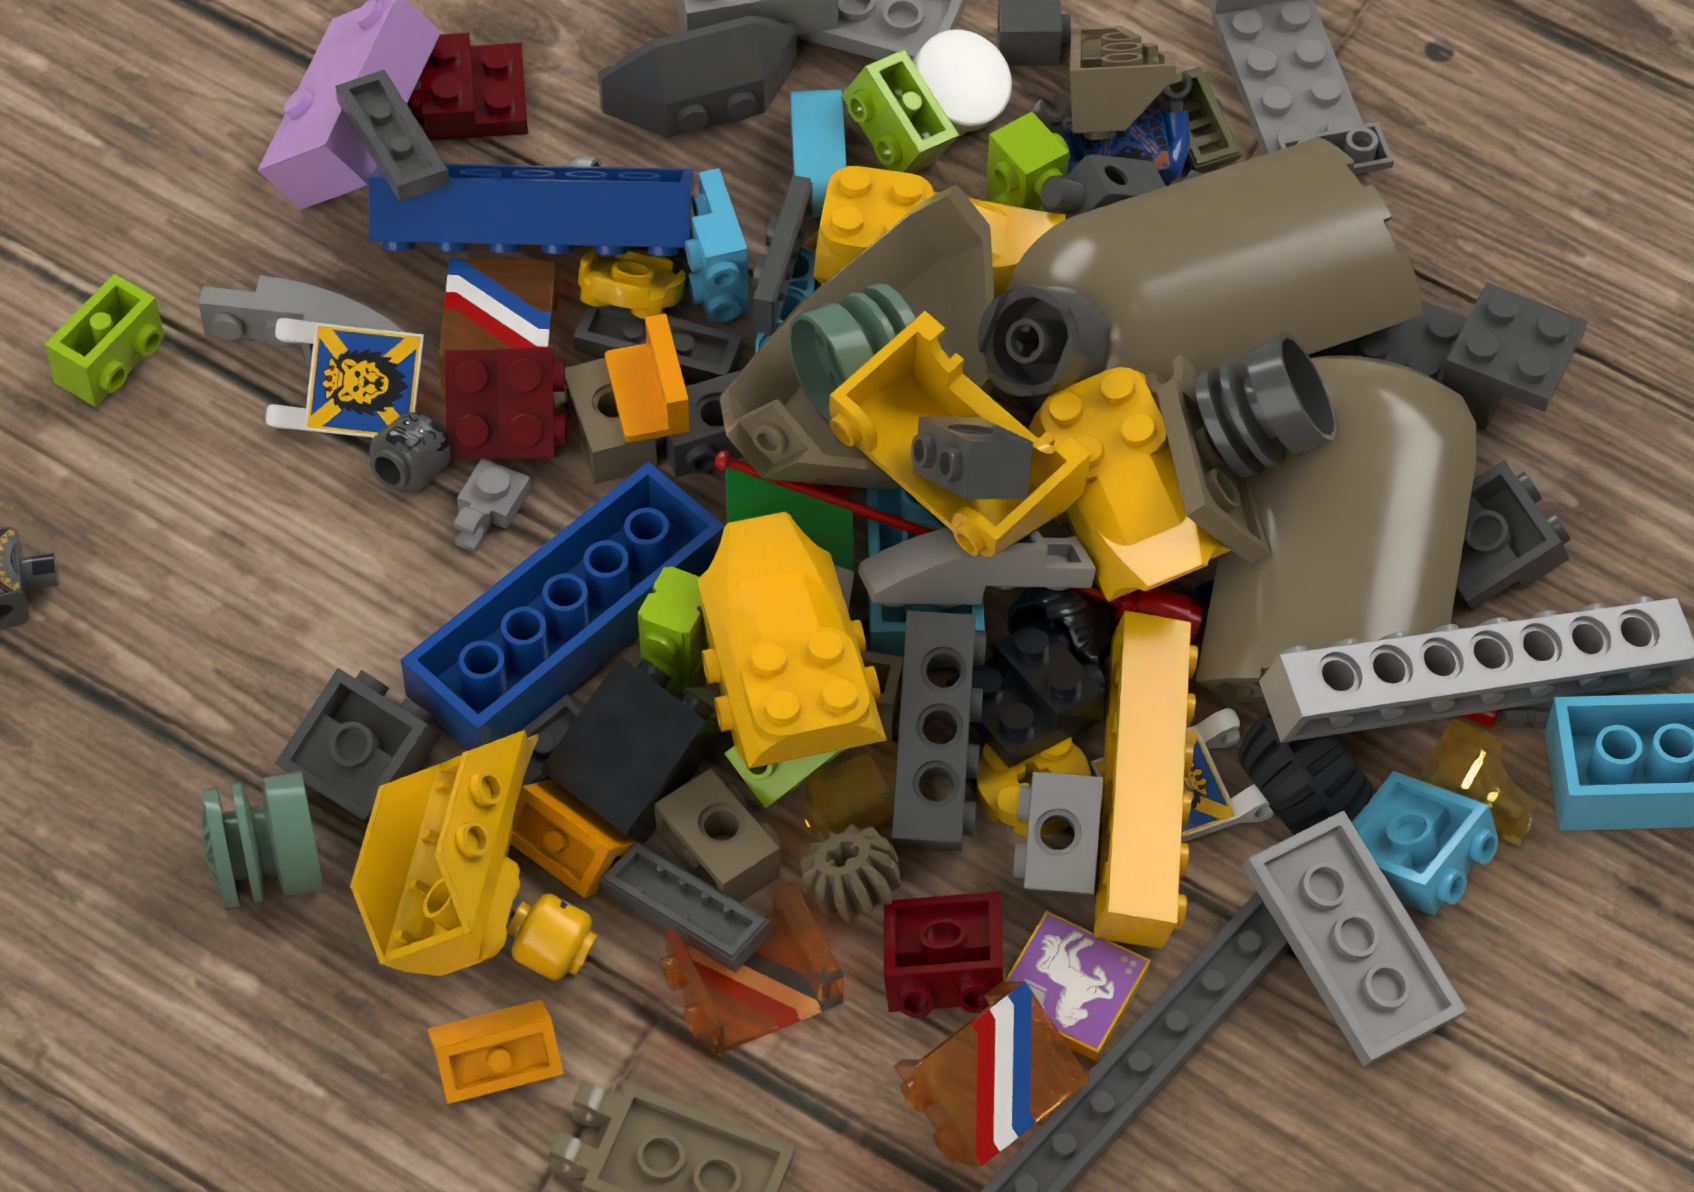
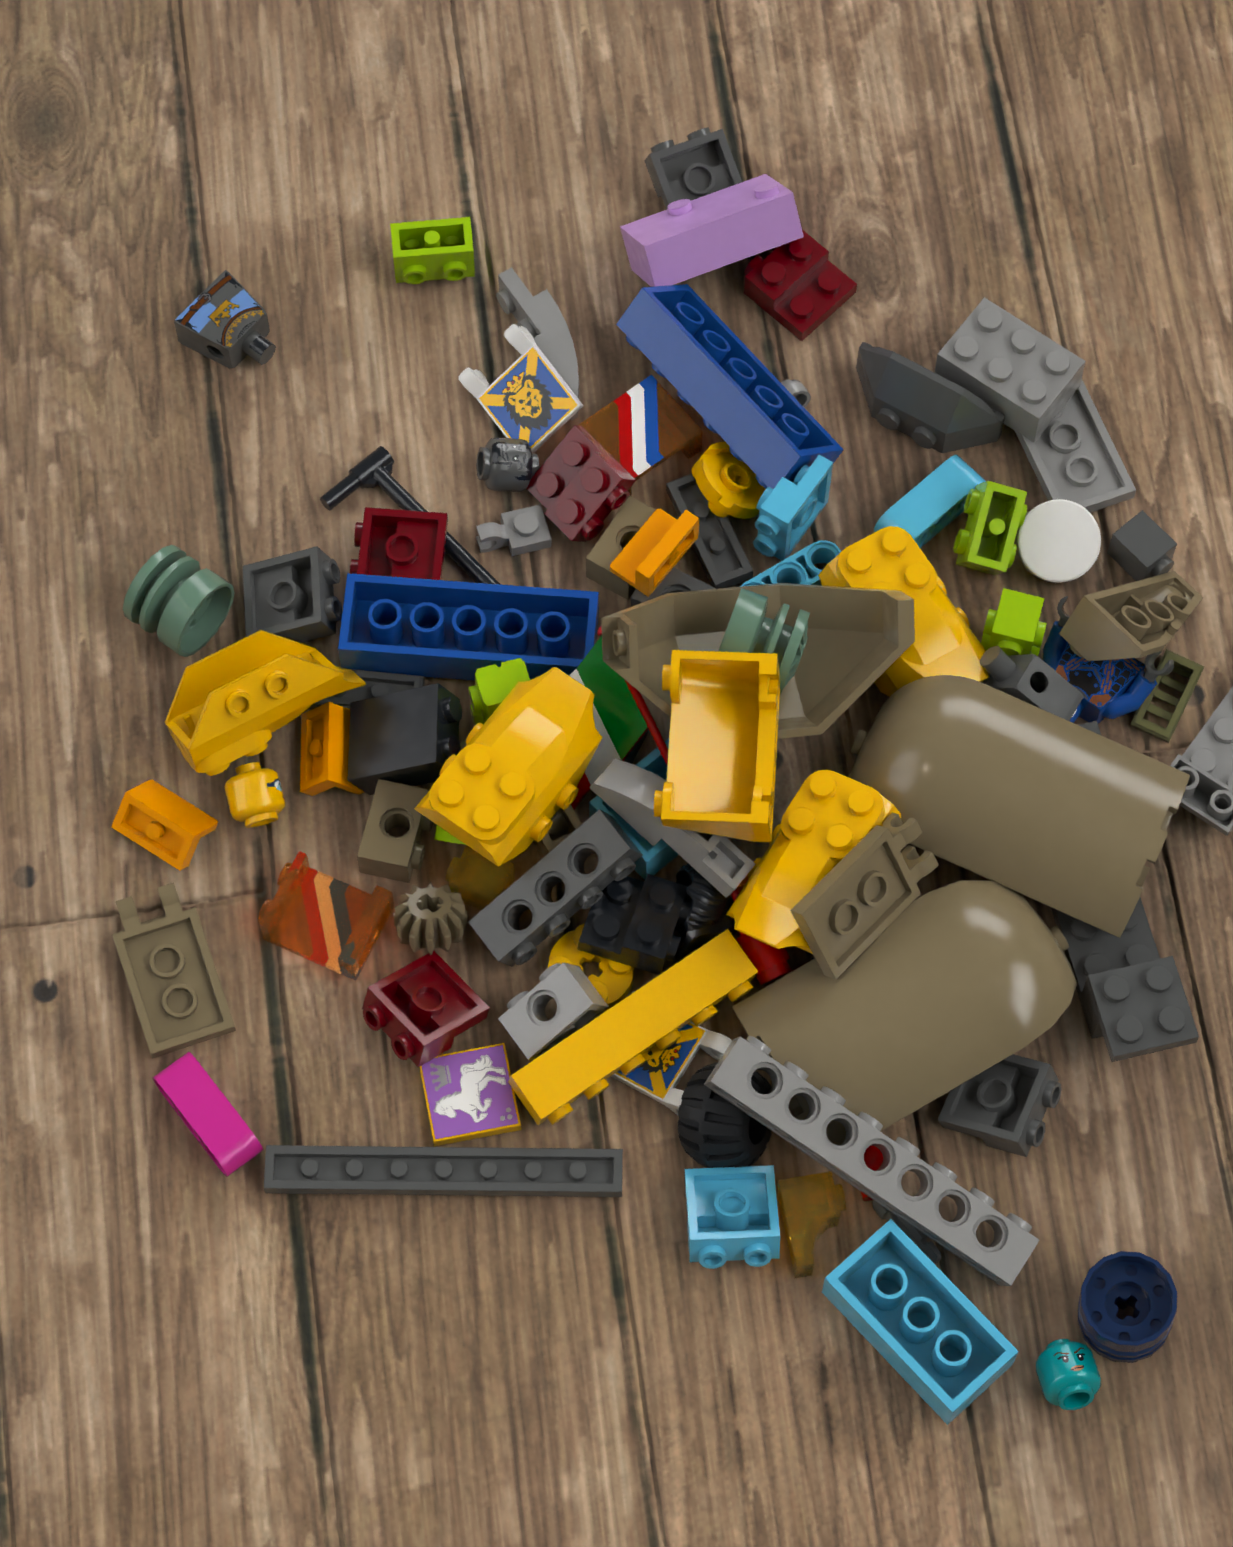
camera: 50 degrees right, 10 degrees up
(257, 75) = (692, 167): none -> dark grey plate
(289, 573) = (377, 470): none -> black bar
(392, 135) = (676, 275): dark grey plate -> none
(402, 604) = (400, 543): none -> dark red plate
(686, 903) = (336, 849): dark grey plate -> none
(785, 238) = (803, 550): dark grey plate -> none
(972, 457) = (706, 759): dark grey brick -> none
(992, 1076) = (355, 1096): panel -> none
(1042, 340) = (858, 735): dark grey brick -> none
(1265, 406) = (917, 895): dark grey wheel -> none
(1354, 938) = (626, 1226): light grey plate -> none

